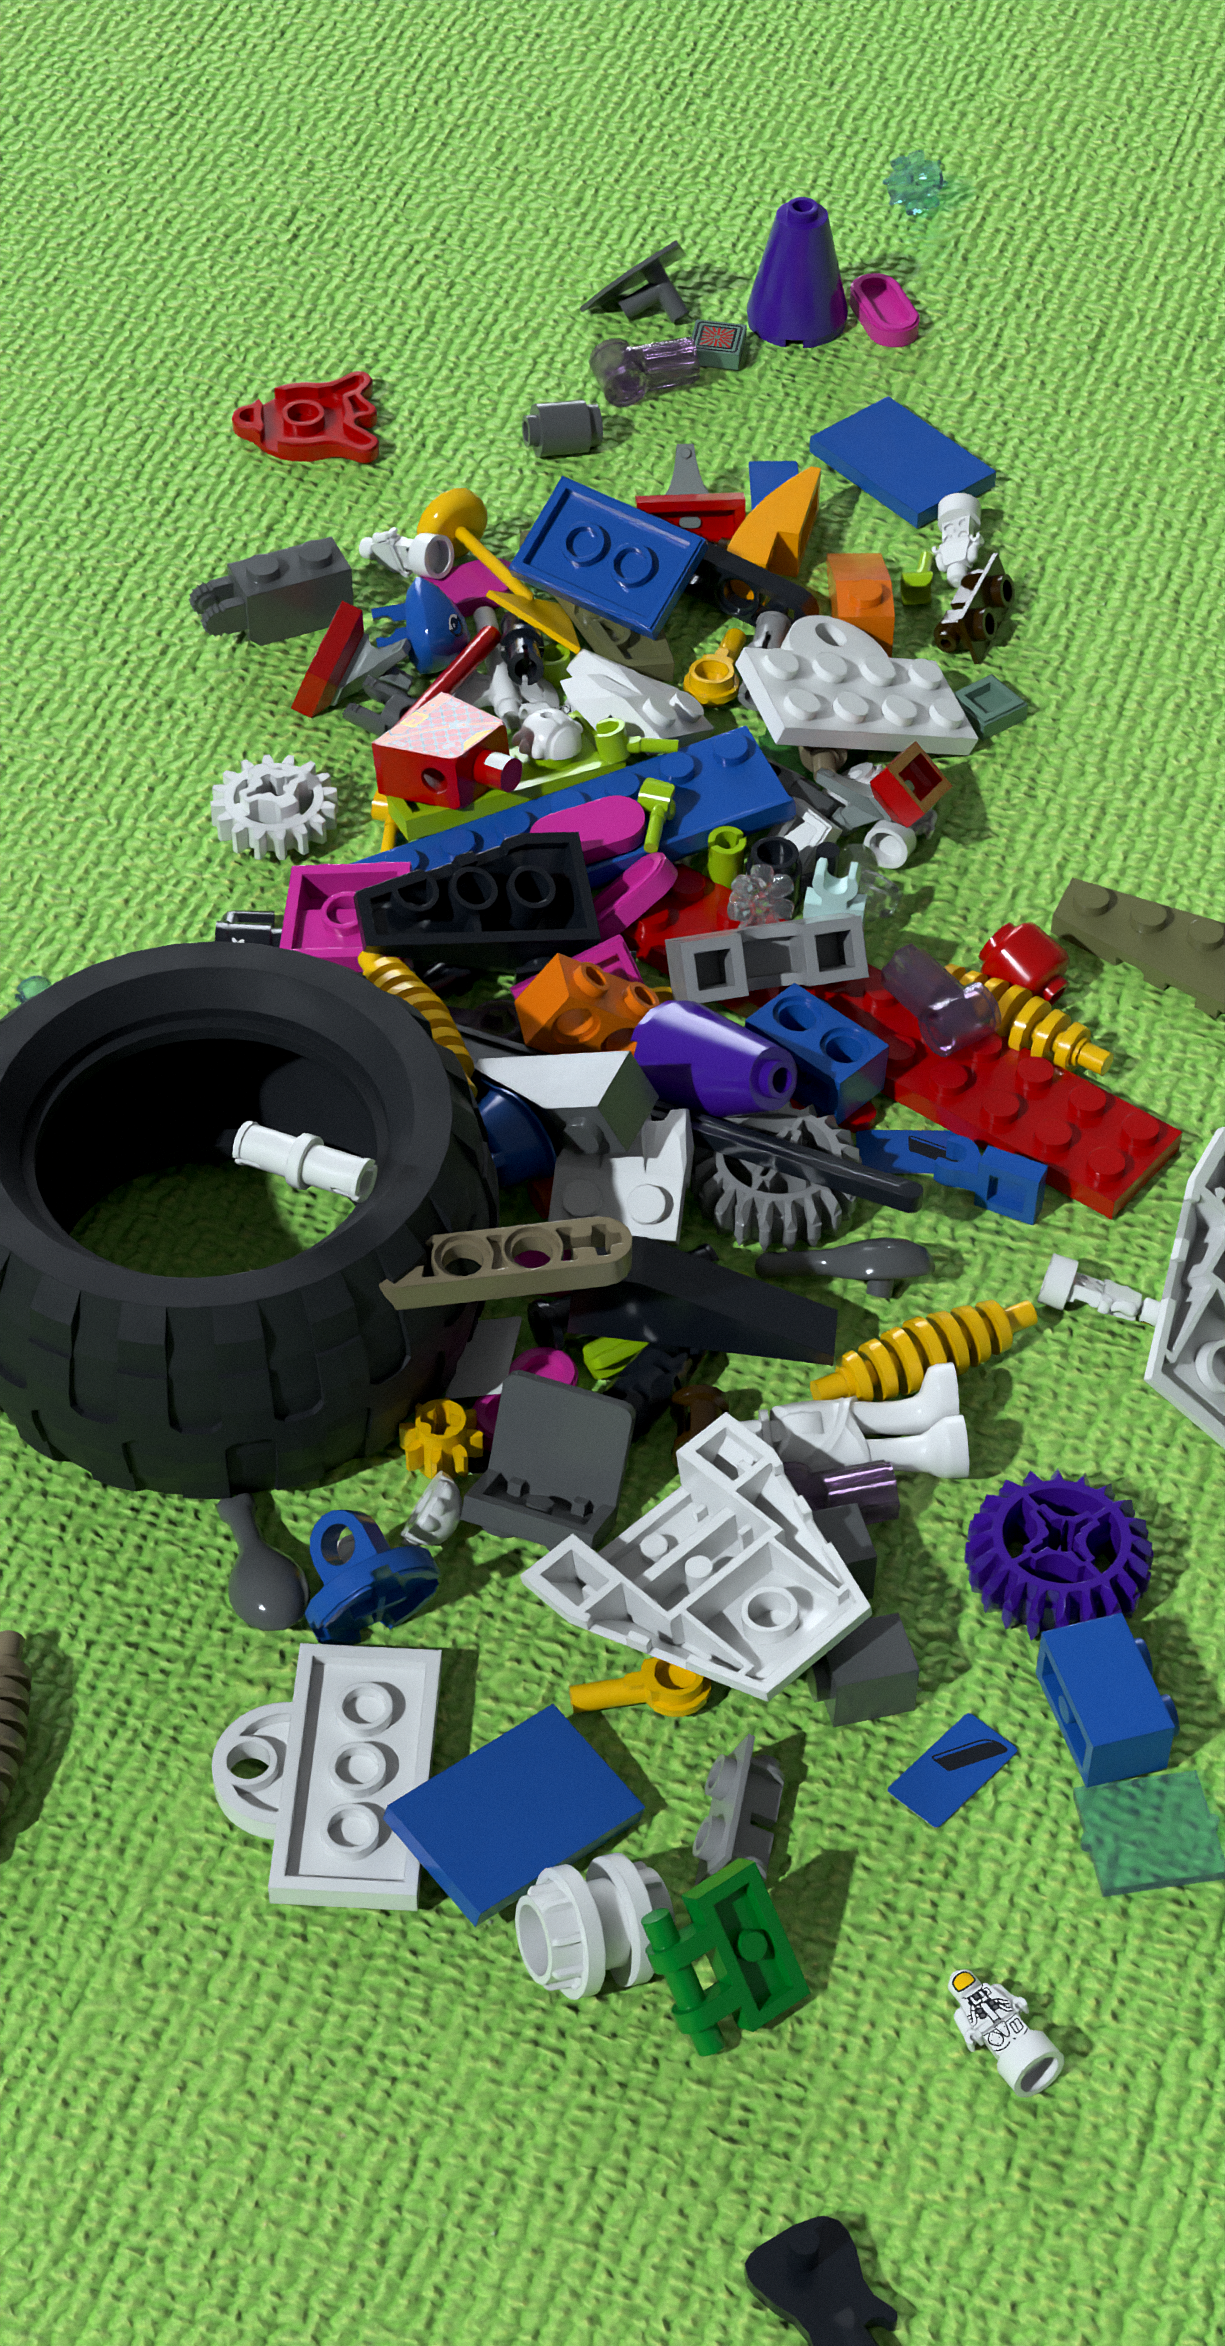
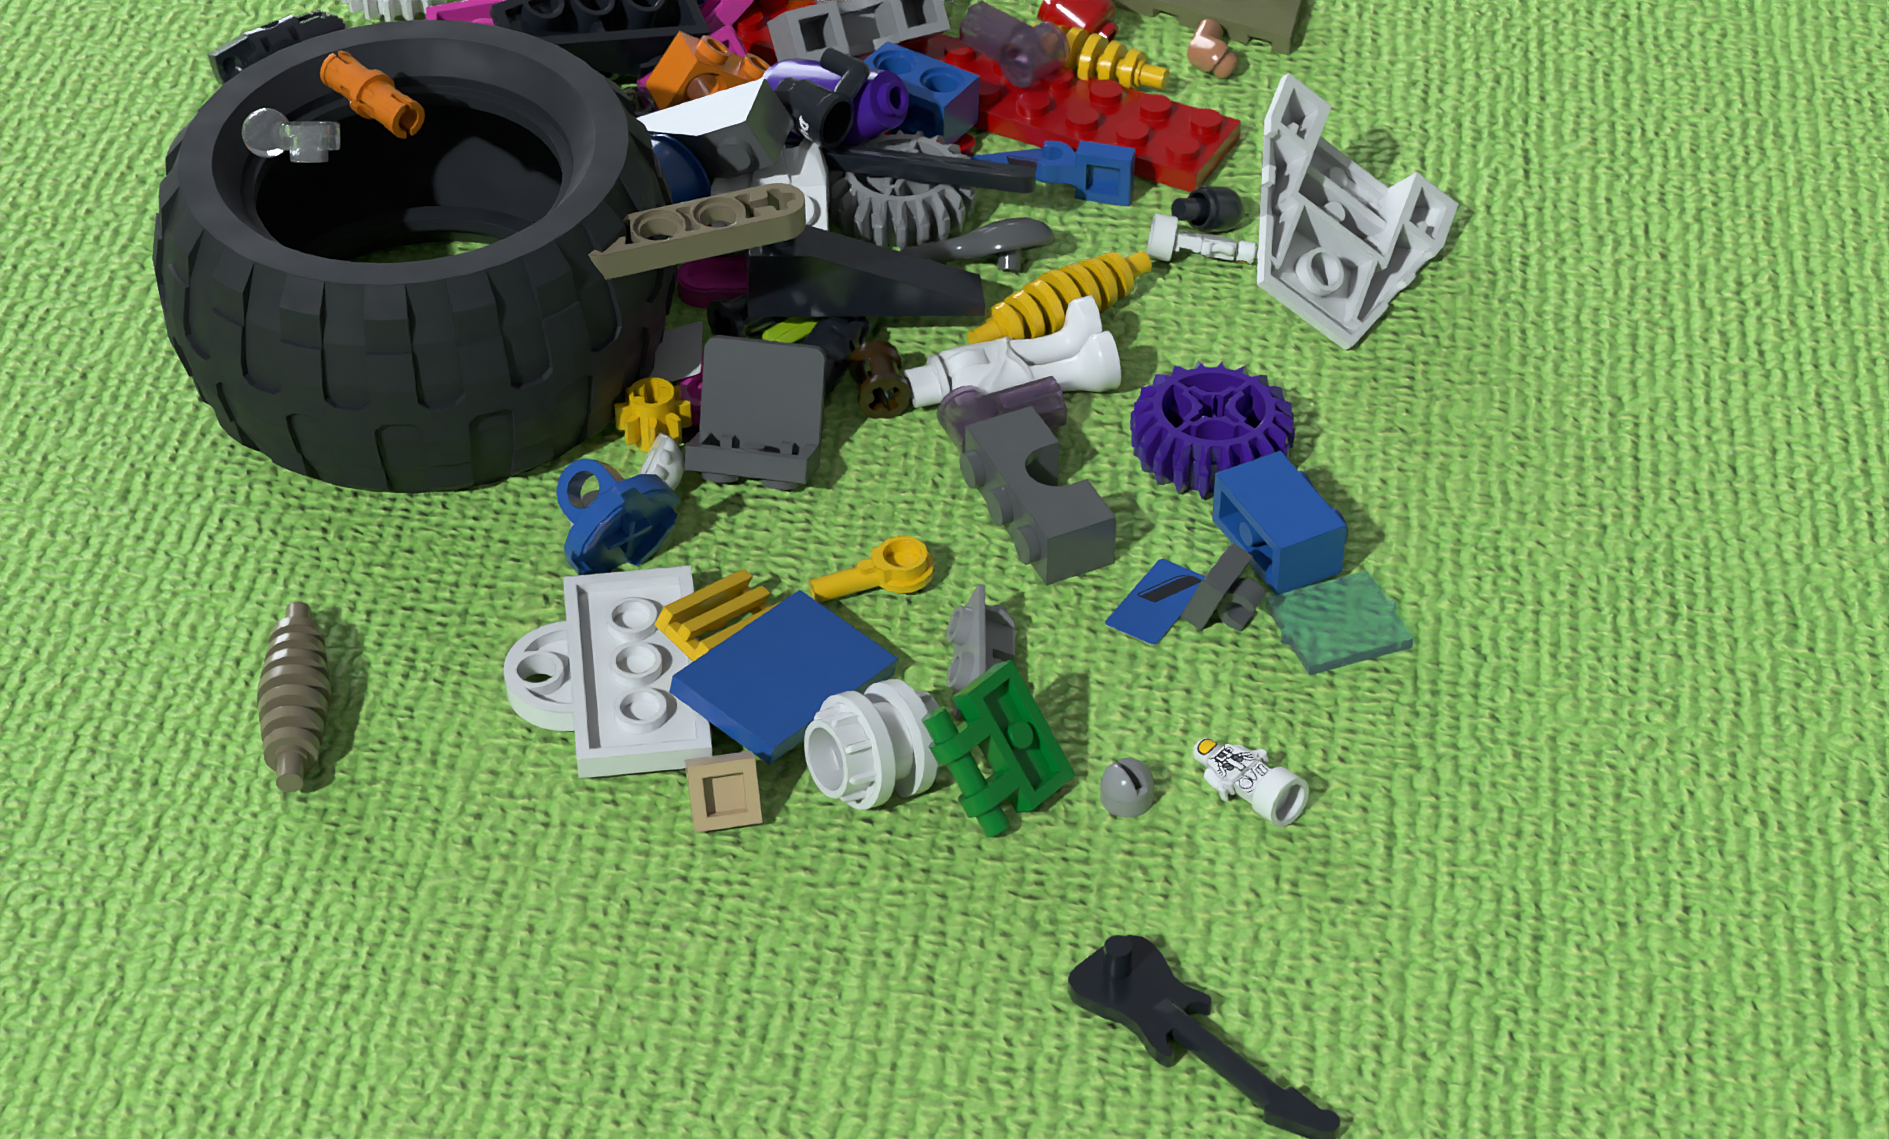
camera: 10 degrees left, 5 degrees down
(90, 1101) = (270, 134): none -> clear plate
(127, 878) = (265, 40): none -> black hinge
(178, 1048) = (372, 94): none -> orange pin
(265, 1583) = (516, 538): dark grey piece -> none
(304, 1161) = (506, 159): white pin -> none
(418, 1955) = (723, 791): none -> tan tile
(499, 1704) = (710, 610): none -> yellow tile
(688, 1084) = (824, 113): none -> black piece
(716, 1573) = (925, 465): white wedge -> none
(852, 2024) = (1119, 793): none -> light grey hinge
(1025, 1780) = (1225, 592): none -> dark grey tile
(1120, 1251) = (1210, 209): none -> black cylinder
(1166, 1029) = (1208, 51): none -> nougat arm

